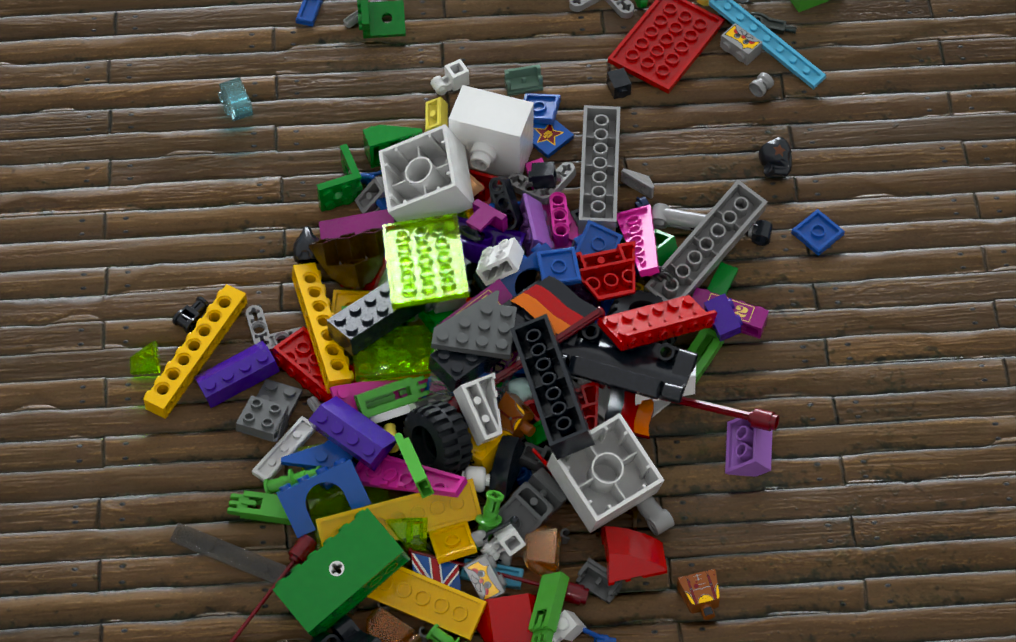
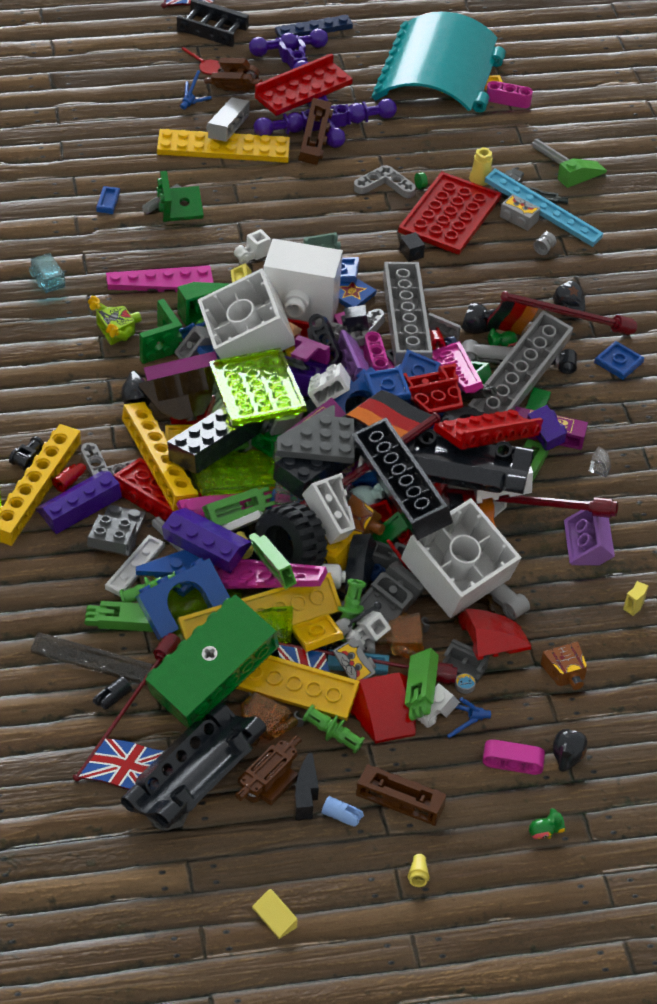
camera: 10 degrees left, 10 degrees down
(229, 343) = (68, 476): none -> red hinge
(244, 594) = (113, 693): none -> black hinge
(297, 161) = (114, 322): none -> lime torso
(361, 110) = (158, 278): none -> dark pink wing
(595, 605) = (465, 683): none -> tile
(626, 198) = (436, 339): none -> red hinge
(675, 178) = (476, 319): none -> black piece
(697, 203) = (506, 338): none -> green animal
(714, 180) = (517, 311): none -> flag
(776, 356) = (600, 462): none -> clear brick
(785, 520) = (635, 598): none -> light yellow piece

